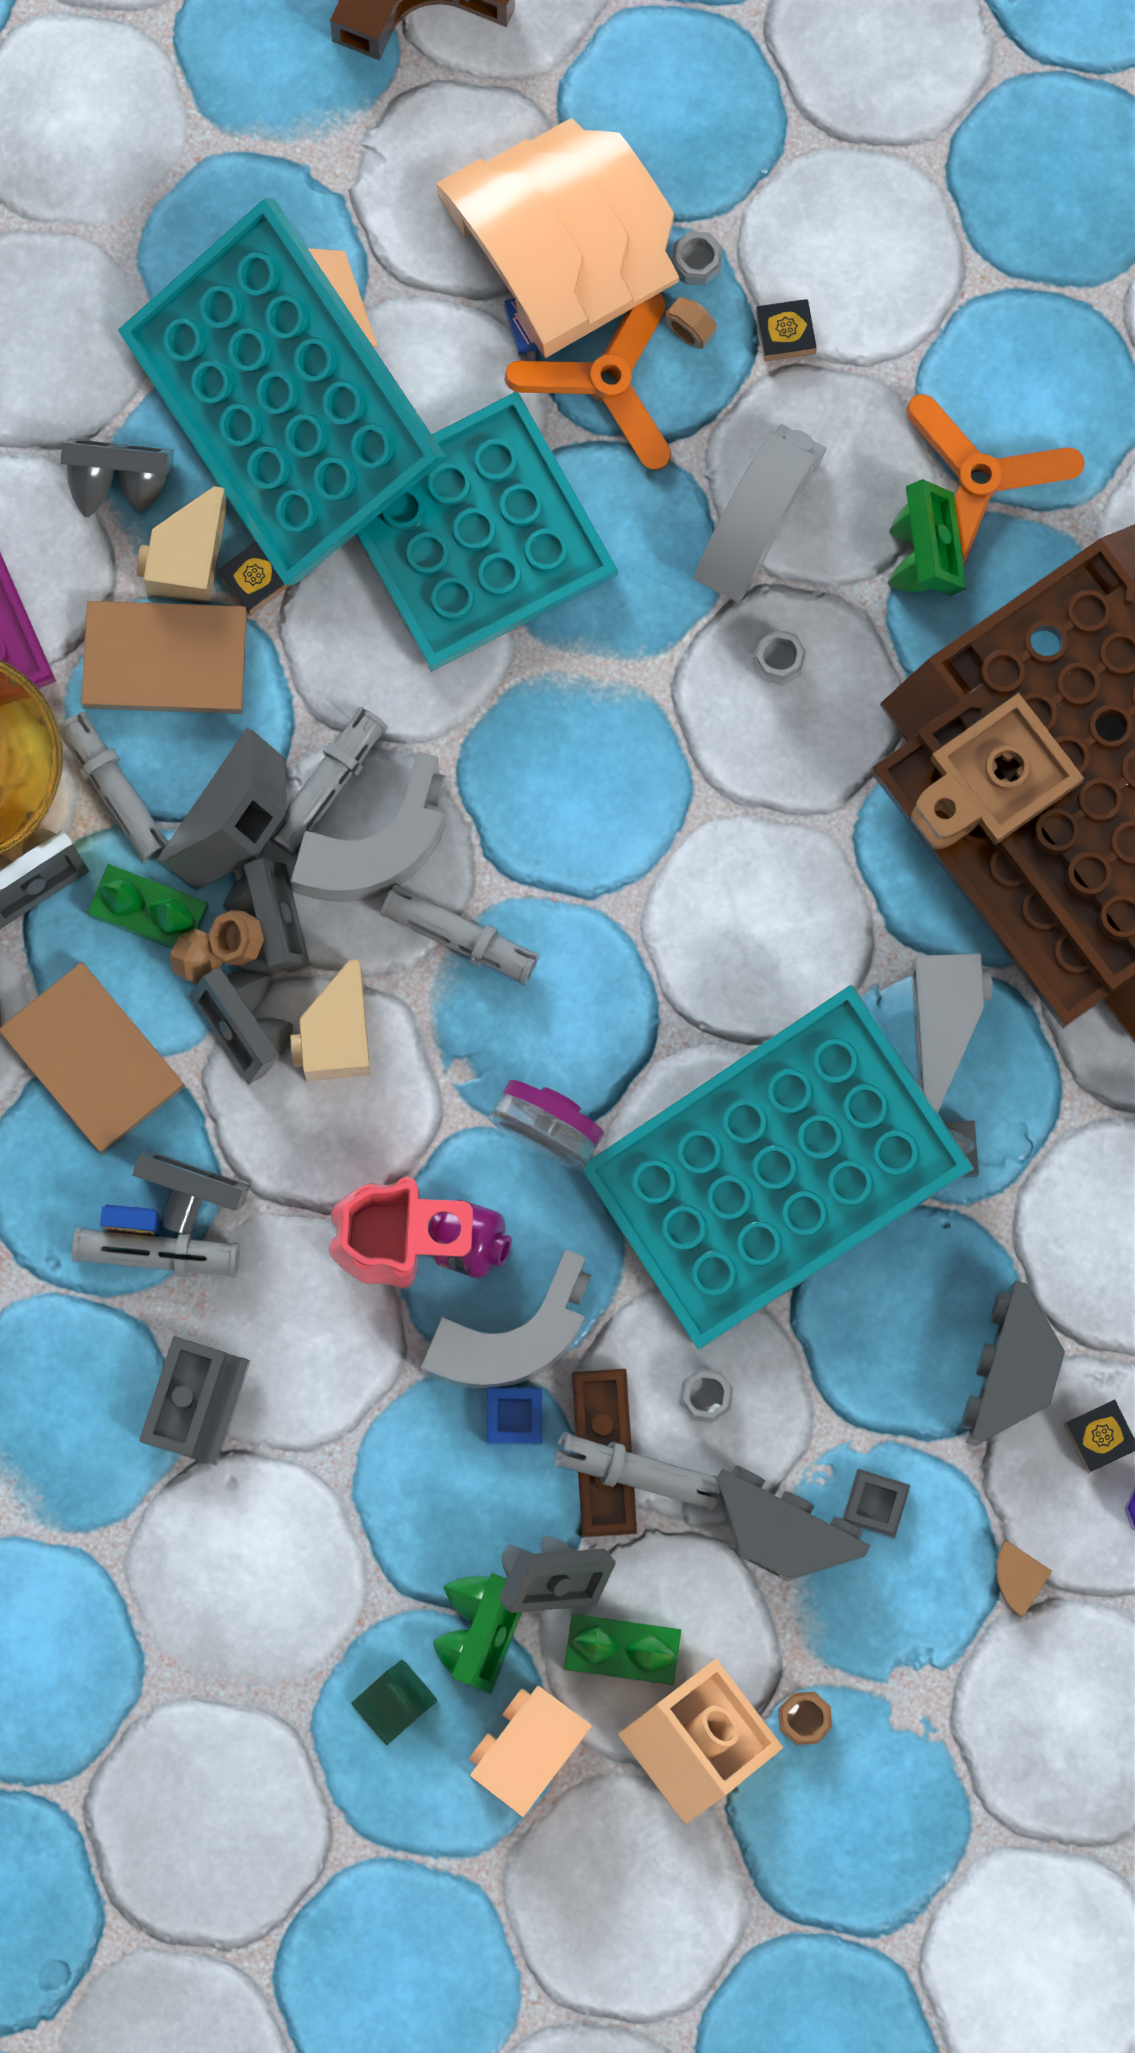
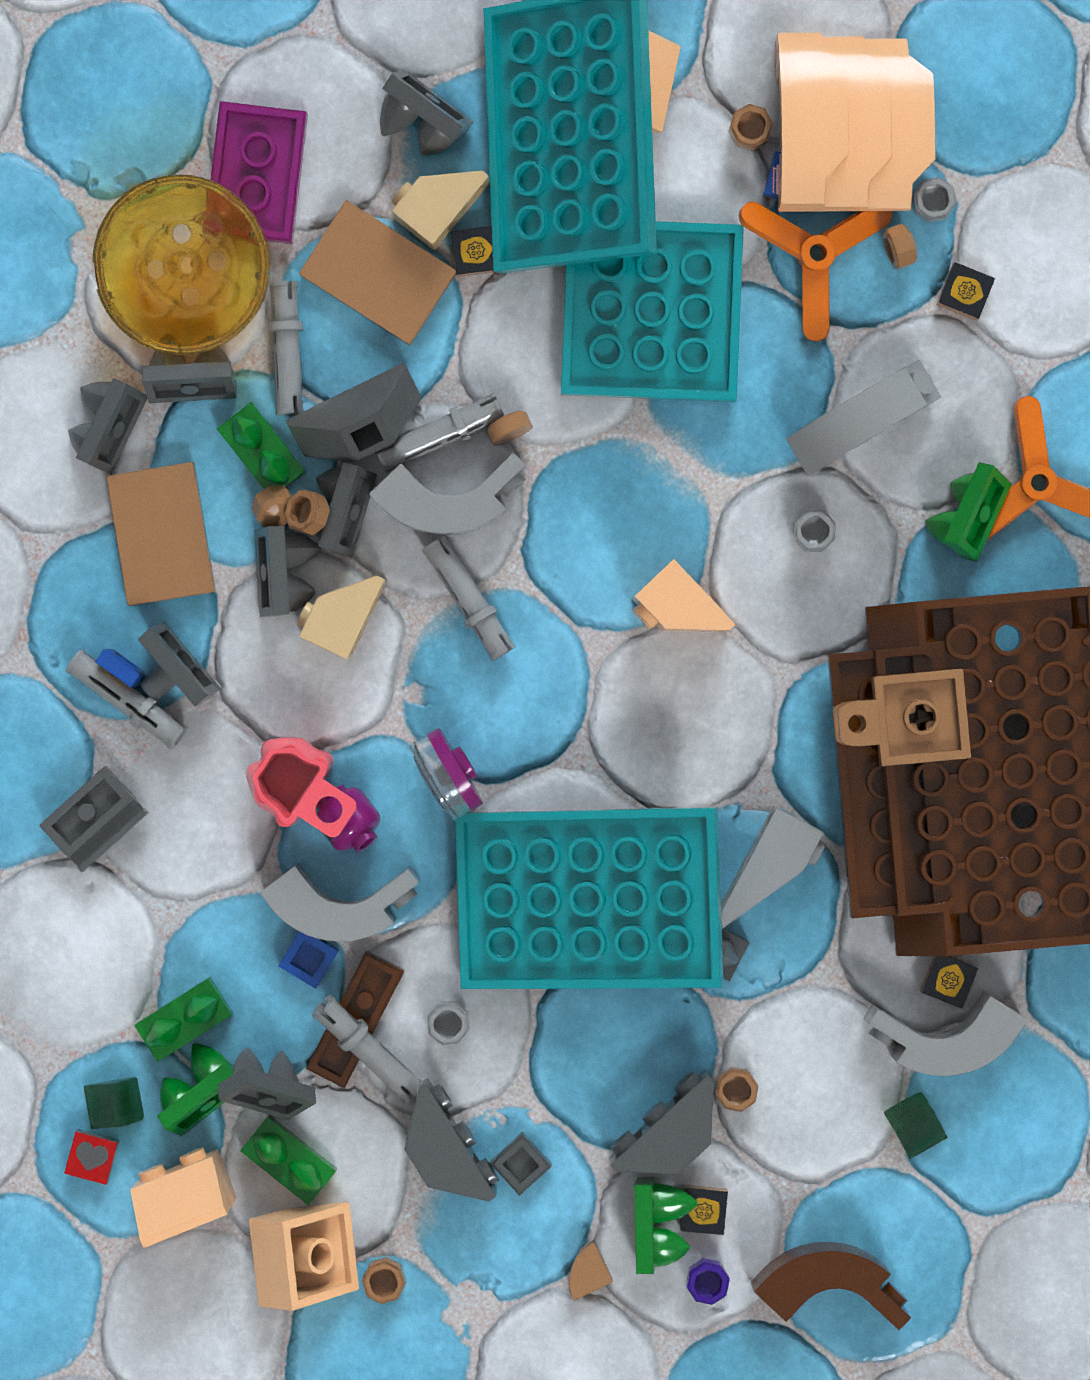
camera: 35 degrees right, 10 degrees up
(397, 734) = (509, 427): none -> medium nougat tile
(405, 1774) = (92, 1156): none -> red tile
(418, 1563) = (183, 1019): none -> green tile
(465, 292) = (750, 127): none -> medium nougat tile
(687, 806) = (678, 604): none -> light nougat slope
(1050, 1455) = (657, 1205): none -> green tile
(1056, 1284) = (736, 1089): none -> medium nougat tile

